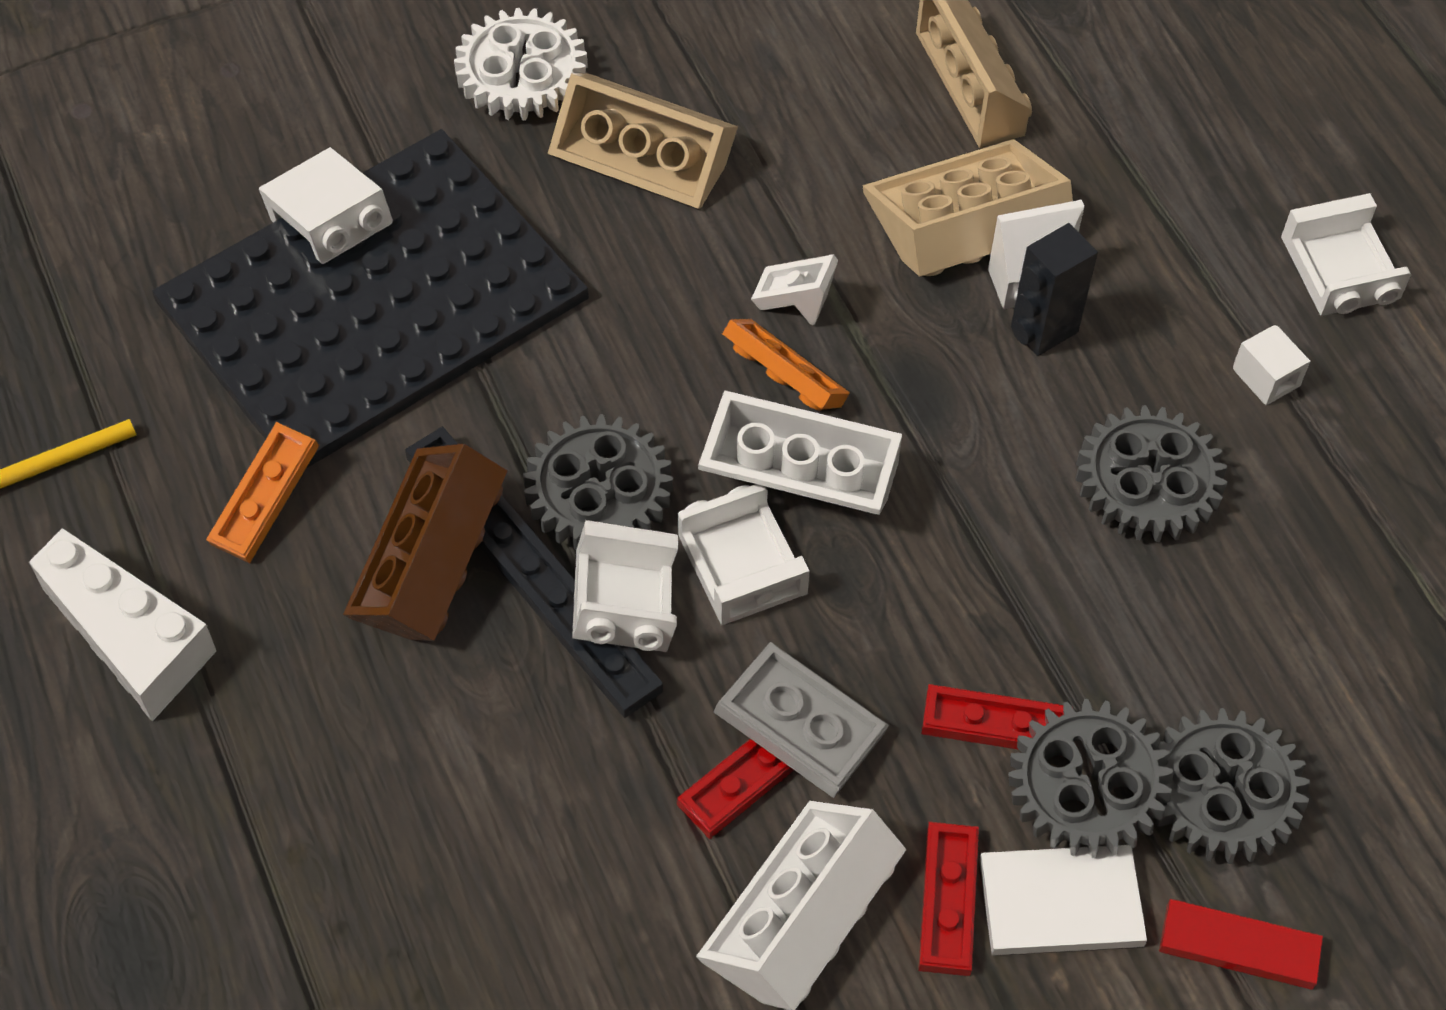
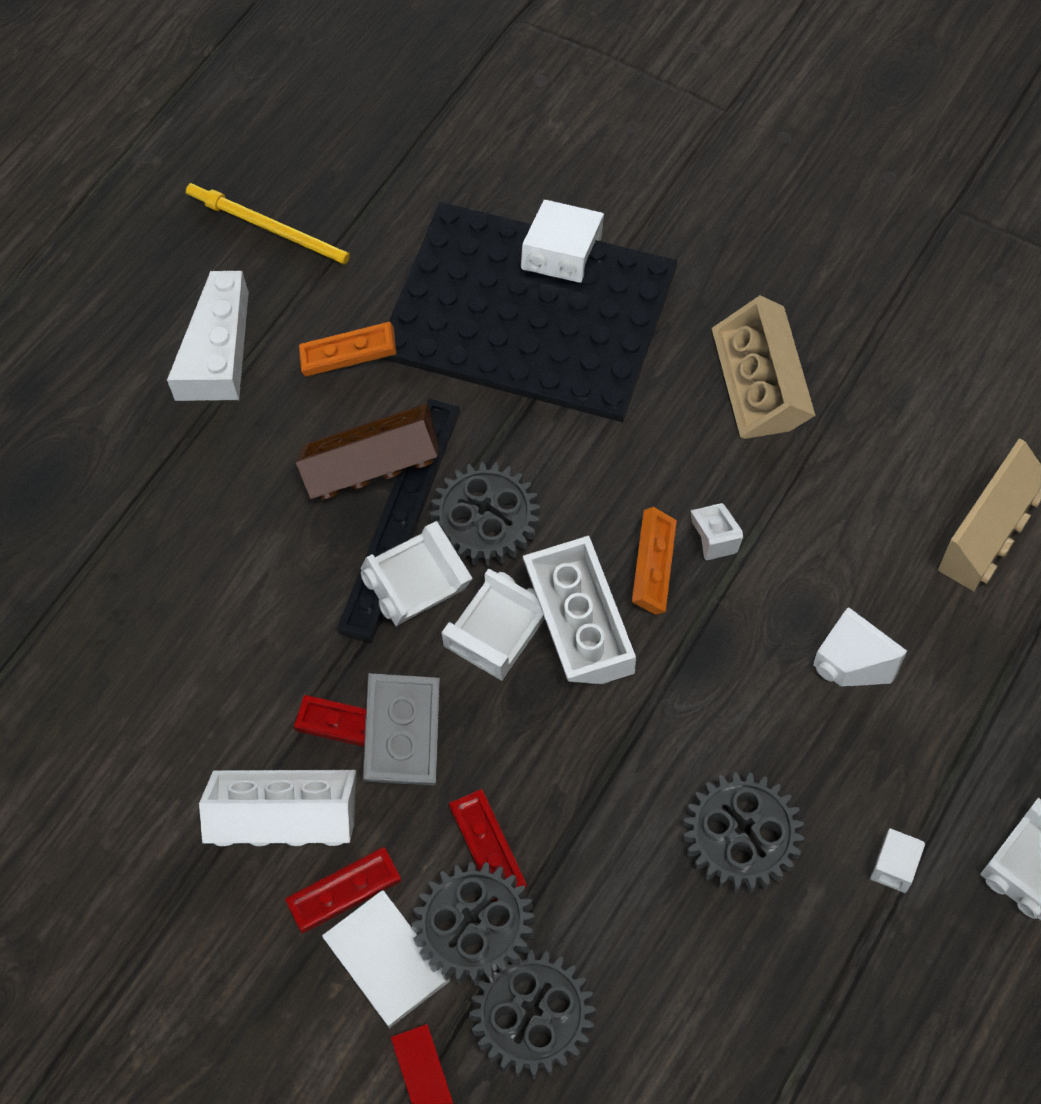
camera: 60 degrees right, 5 degrees up
(494, 55) = (763, 265): white gear -> none
(952, 207) = (876, 583): tan slope -> none
(1053, 289) = (822, 678): black brick -> none

